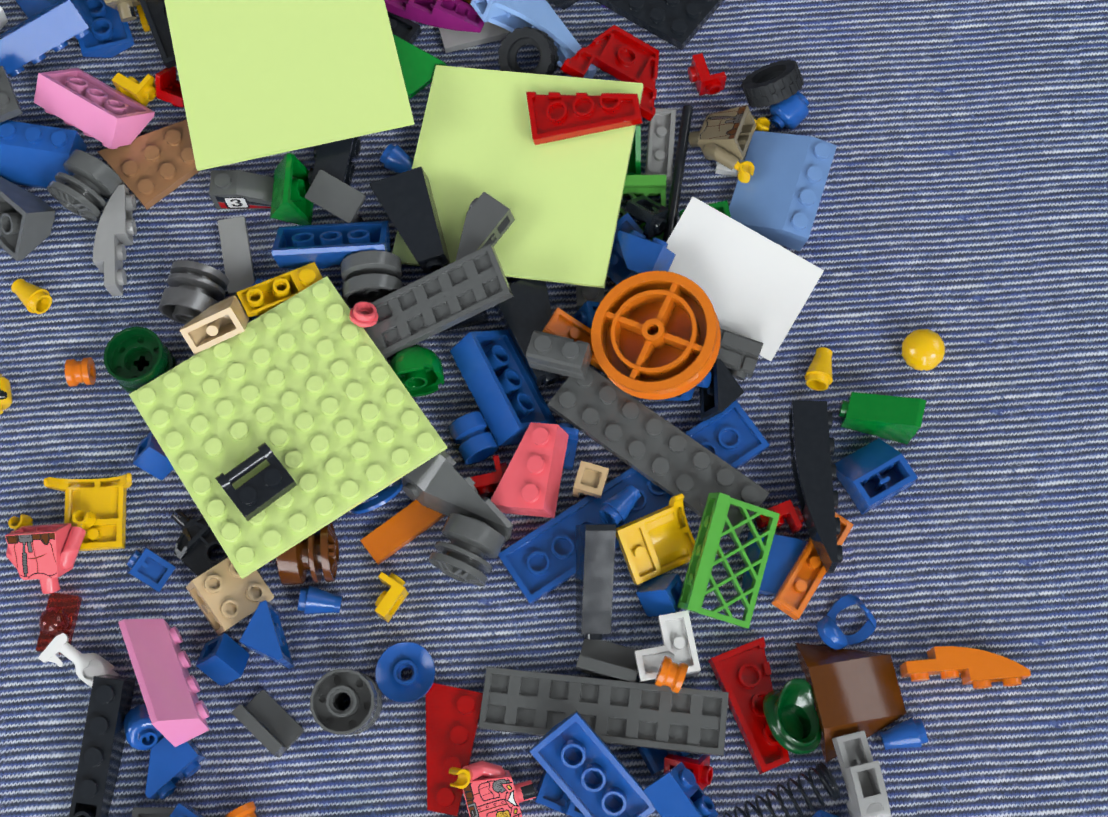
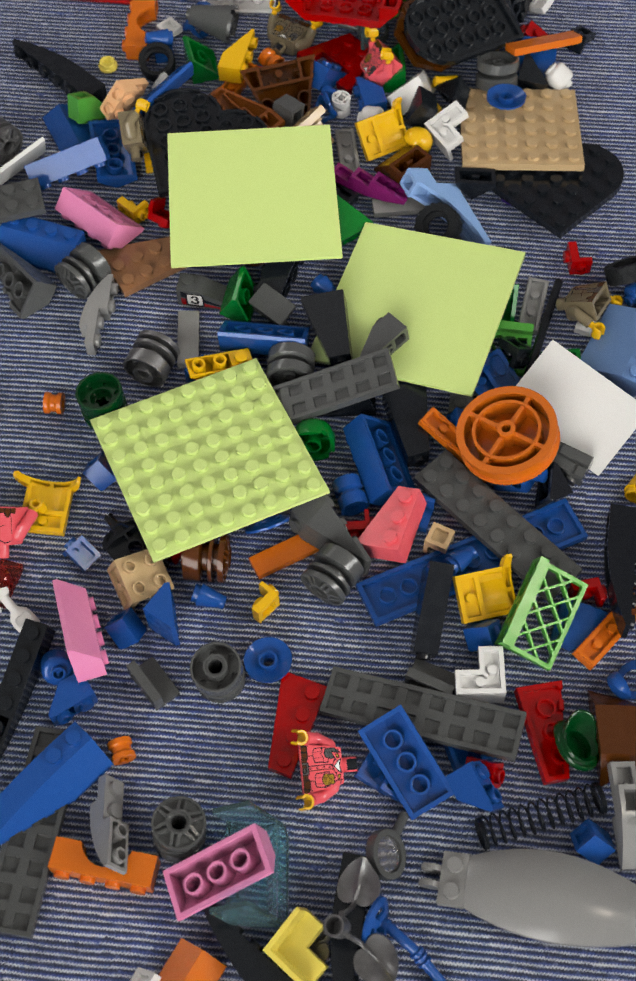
camera: 10 degrees right, 10 degrees down
(33, 297) = (28, 345): yellow cone -> none
(215, 324) = (164, 379): tan slope -> none
(262, 488) = (181, 498): black plate -> none
(364, 314) = (280, 387): coral plate -> none
(559, 355) = (428, 439): dark grey brick -> none
(570, 116) = (465, 268): red wing -> none
(623, 58) = (512, 234): red wing -> none
(643, 254) = (505, 374): blue slope -> none
(671, 674) = (481, 689): orange wheel -> none

